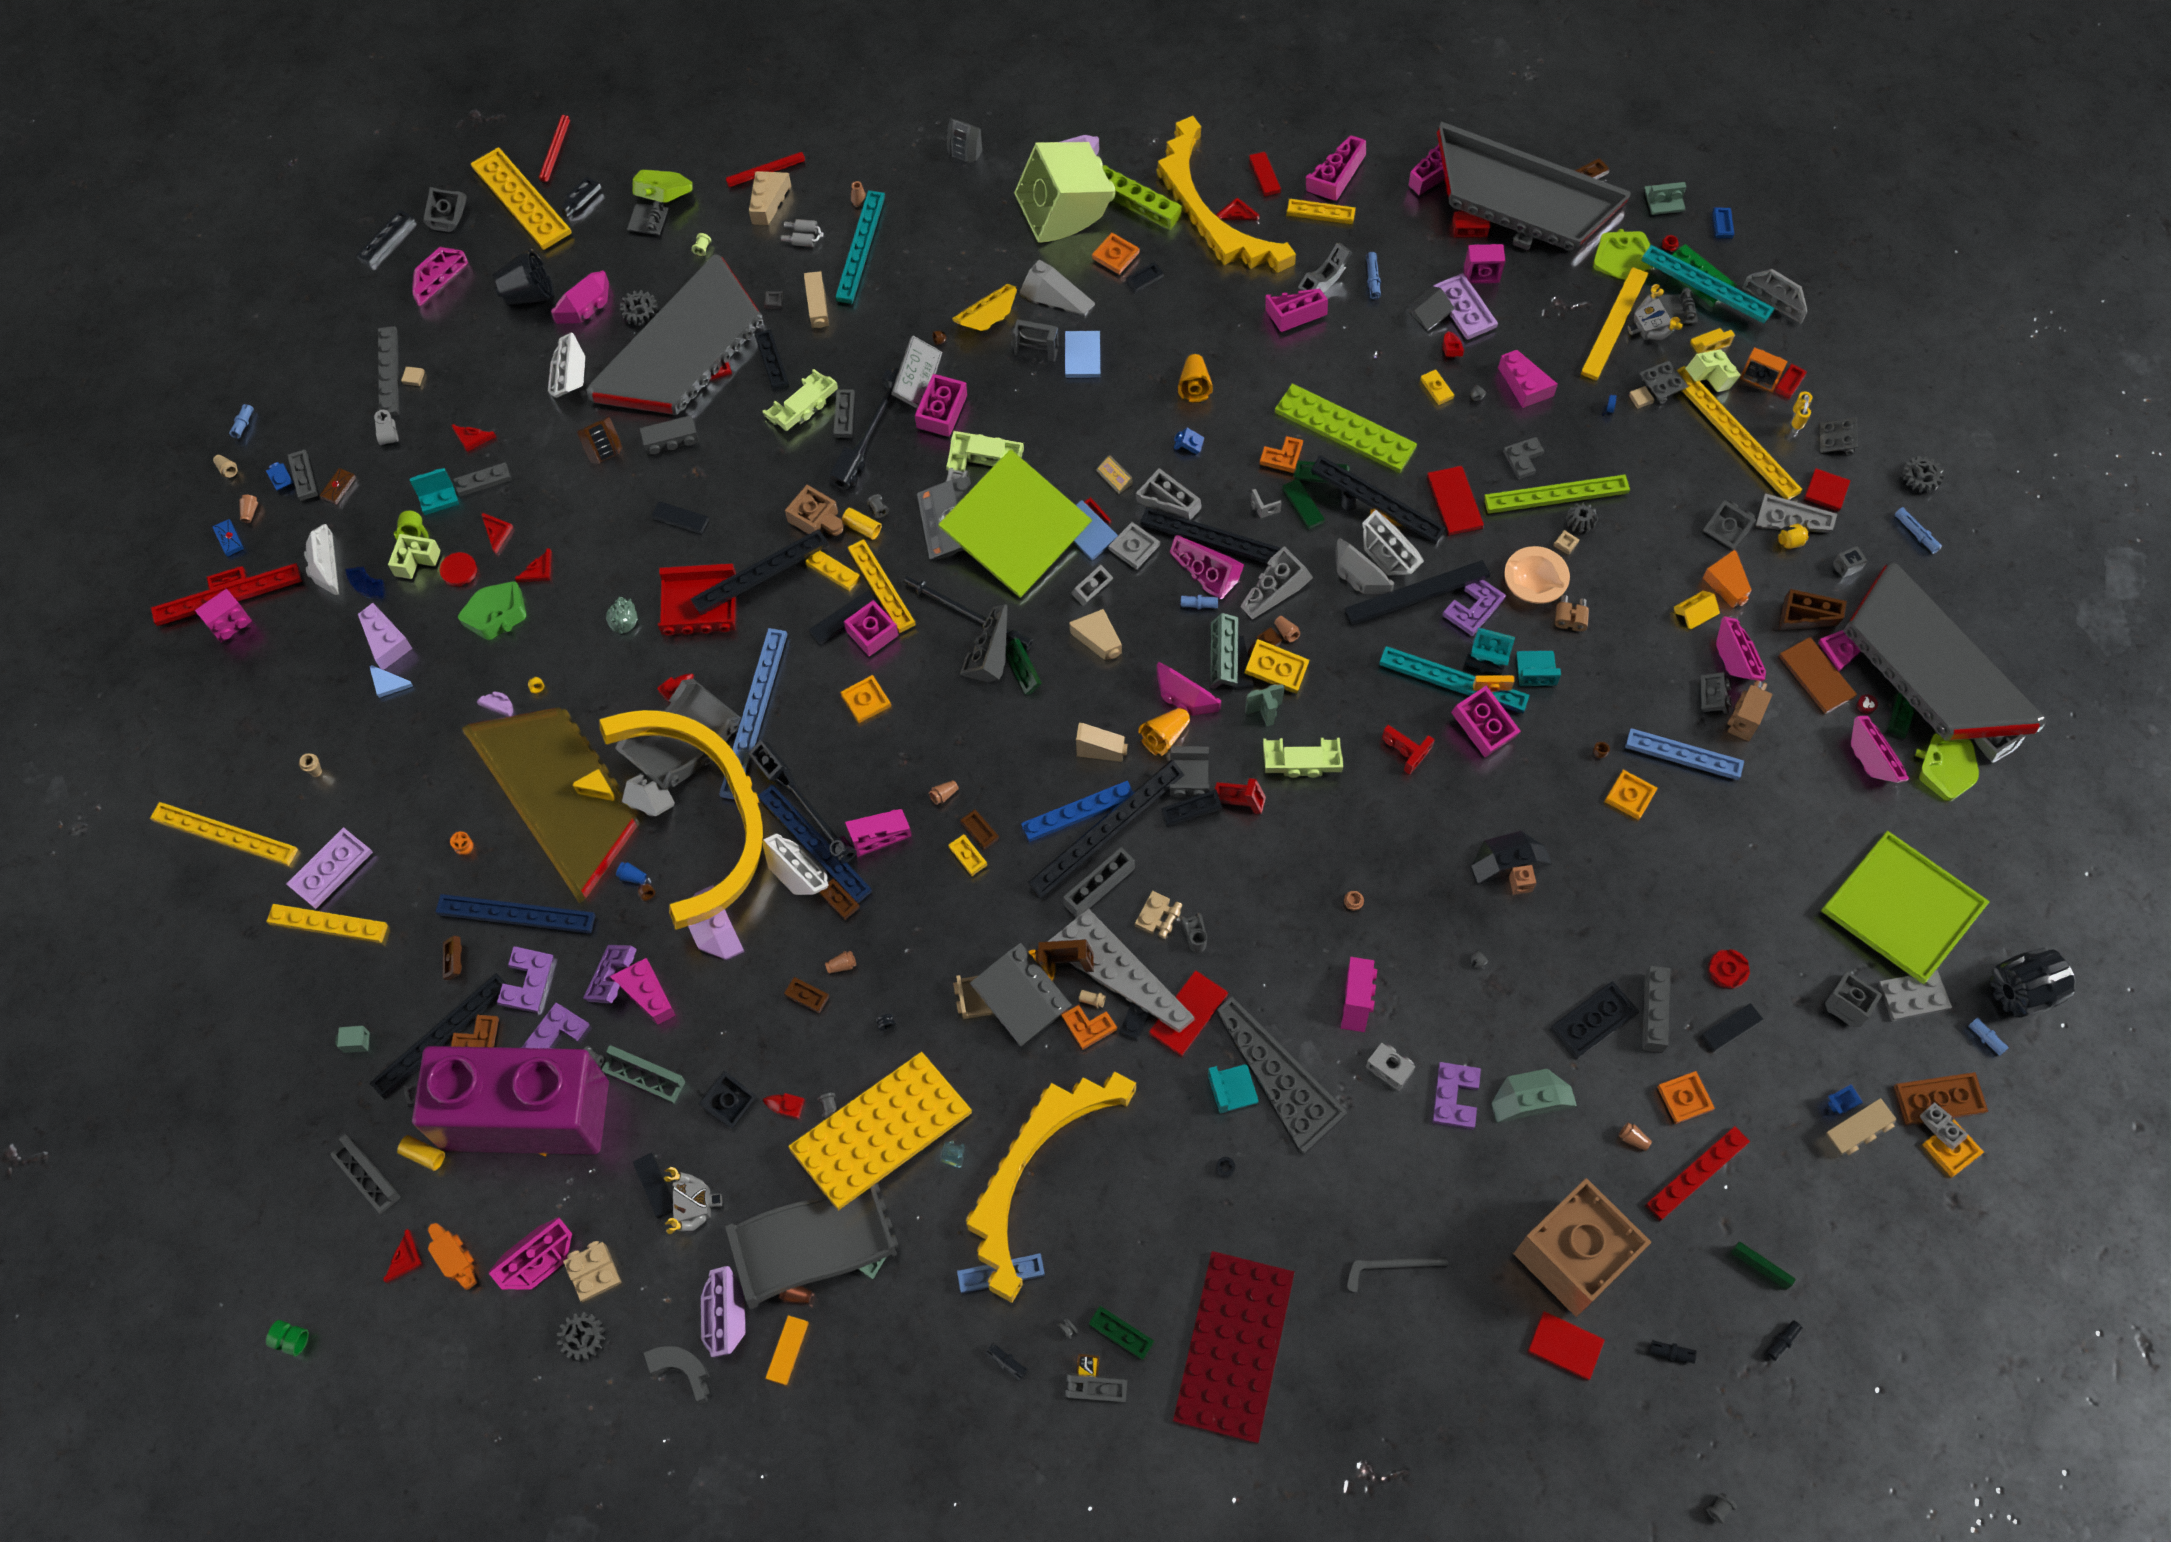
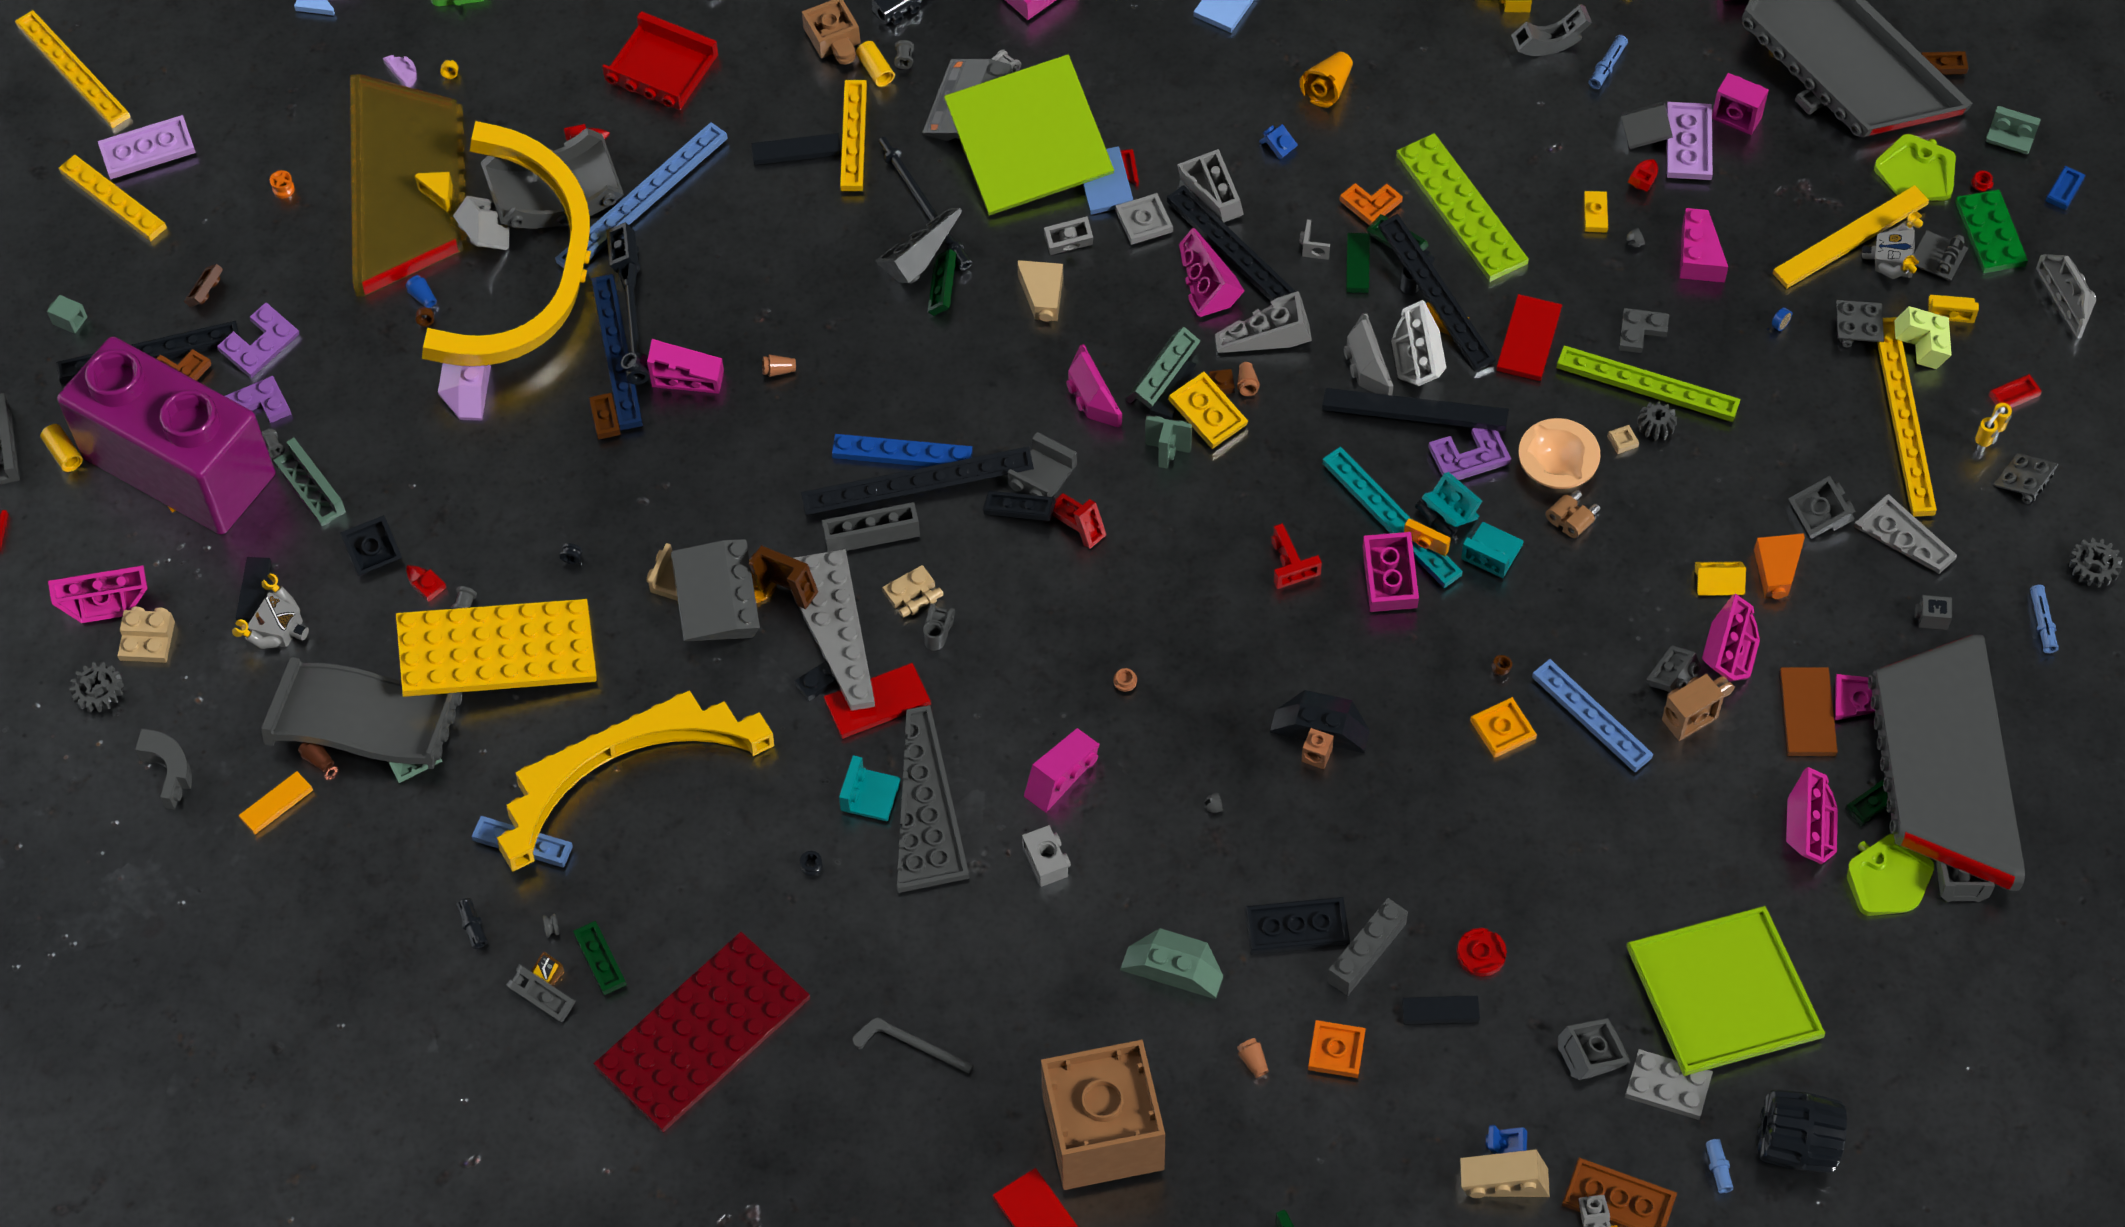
camera: 30 degrees right, 5 degrees down
(310, 764) = (189, 40): tan cone -> none
(450, 1256) = (27, 554): orange hinge -> none
(515, 913) = (289, 275): dark blue plate -> none
(601, 987) = (324, 382): medium lavender plate -> none
(622, 616) = (576, 41): sand green hair -> none
(645, 990) = (363, 406): dark pink wedge -> none
(722, 1312) = (239, 733): lavender wedge -> none
(759, 572) = (738, 62): black plate -> none
(794, 866) = (581, 359): white wedge -> none
(806, 995) = (512, 489): reddish brown plate -> none
(833, 570) = (816, 97): yellow plate -> none
(842, 962) = (566, 476): nougat cone -> none
(865, 699) = (763, 238): light orange tile -> none
(871, 628) = (812, 170): dark pink brick -> none
(953, 1154) = (551, 708): clear light blue tile -> none
(967, 855) = (760, 437): yellow plate -> none
(979, 450) = (1046, 44): yellowish green bracket -> none
(979, 829) = (790, 420): reddish brown tile -> none
(1087, 1031) = (763, 664): orange plate -> none
(1092, 998) = (792, 639): tan pin -> none
(1099, 743) = (965, 394): tan slope -> none
(1114, 474) = (1174, 138): slope -> none
(1163, 730) = (1044, 414): light orange cone -> none
(1199, 602) = (1173, 307): medium blue pin -> none
(1296, 309) = (1494, 57): dark pink wedge -> none
(1302, 760) = (1168, 515): yellowish green bracket -> none
(1445, 1108) = (1077, 926): medium lavender plate -> none
(1469, 225) = (1757, 57): red brick -> none
(1641, 397) = (1824, 329): tan tile -> none
(1697, 1173) = (1296, 1128): red plate -> none
(1707, 284) = (1987, 242): teal plate -> none
(1763, 369) = (1984, 361): piece -> none
(1793, 536) = (1888, 554): yellow head -> none
(1810, 611) = (1845, 639): reddish brown wedge -> none
(1827, 489) = (1969, 526): red tile -> none
(1867, 704) = (1843, 768): dark red tile -> none

